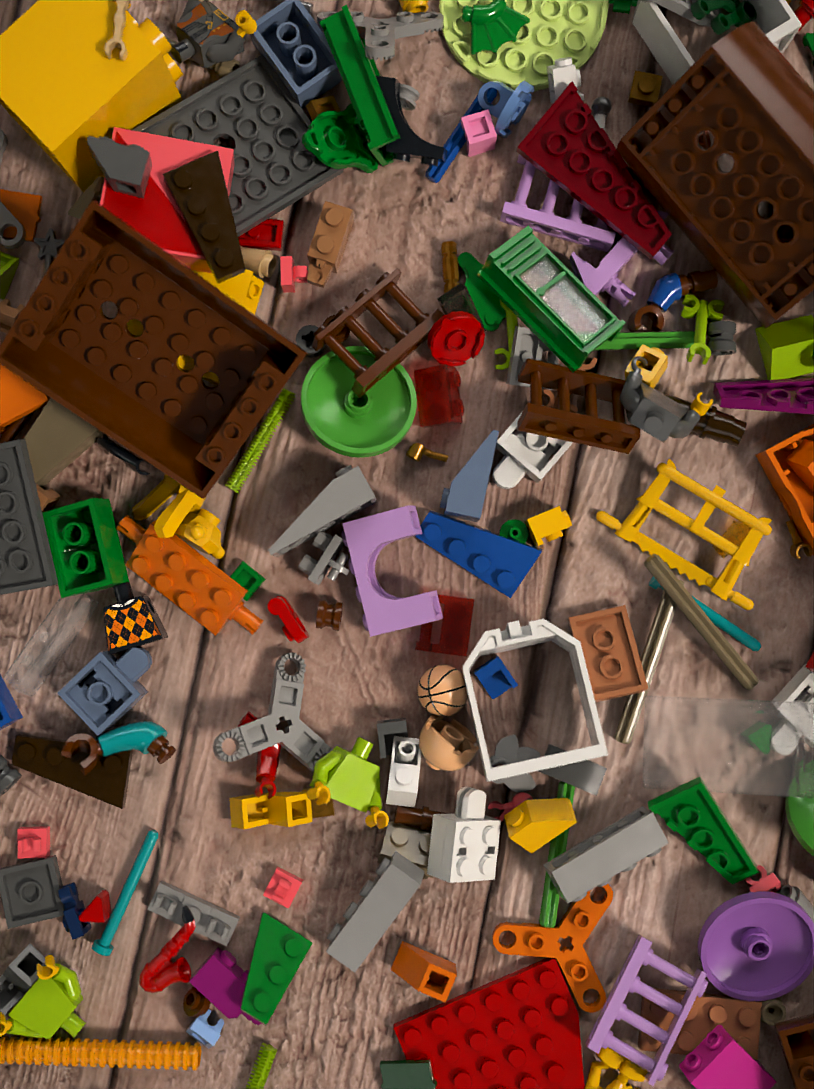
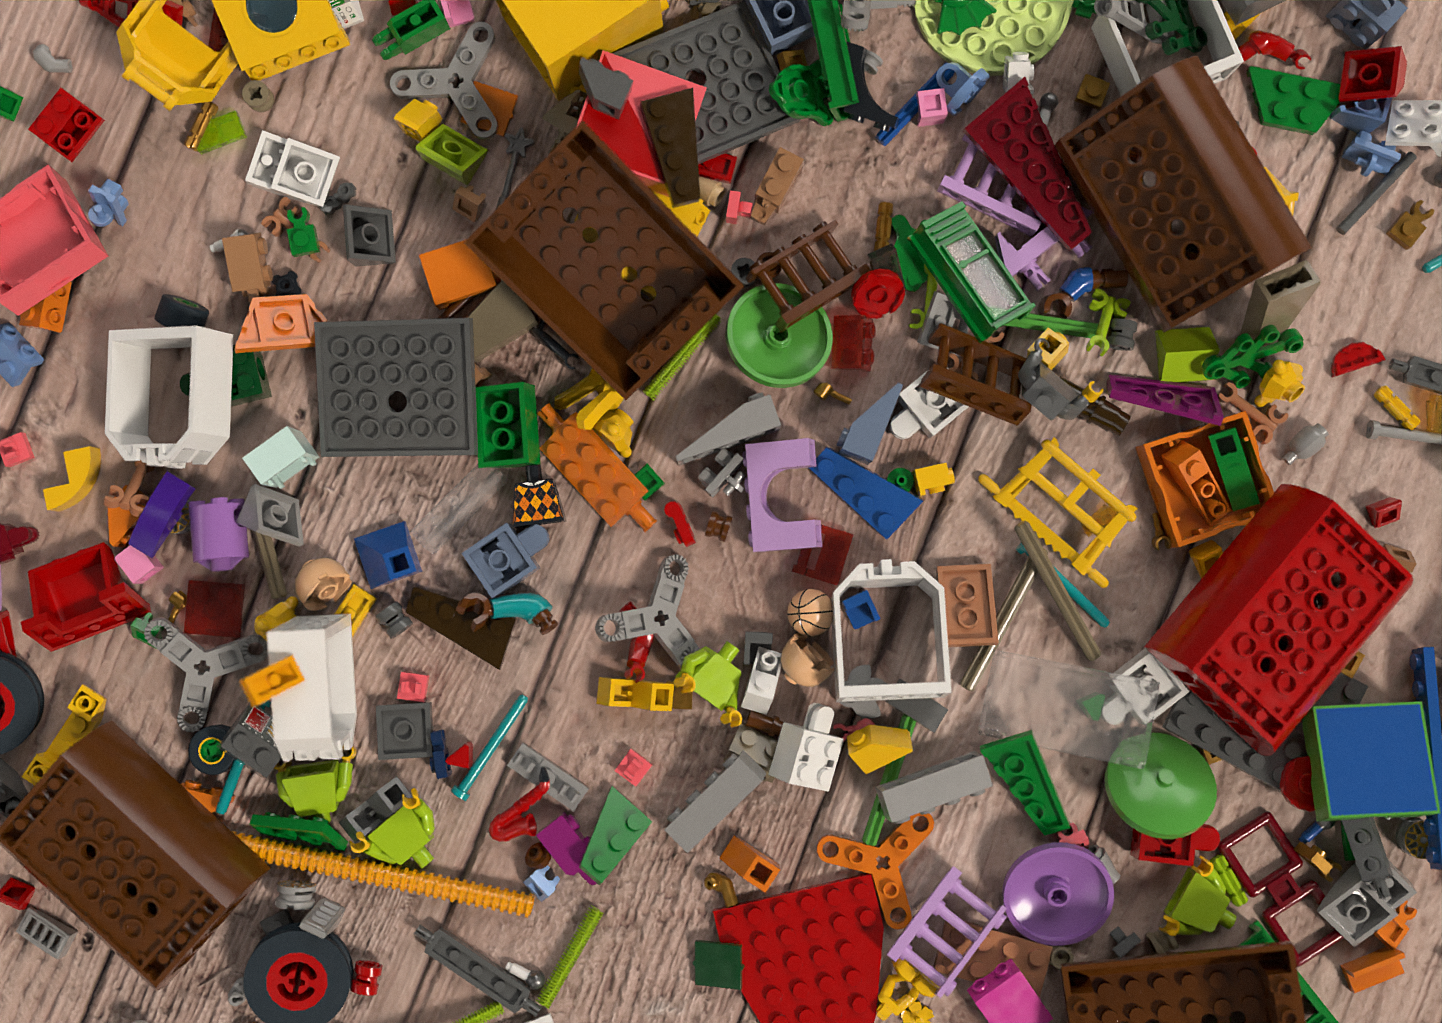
camera: 10 degrees right, 0 degrees up
(399, 996) = (722, 884): none -> pearl gold arm

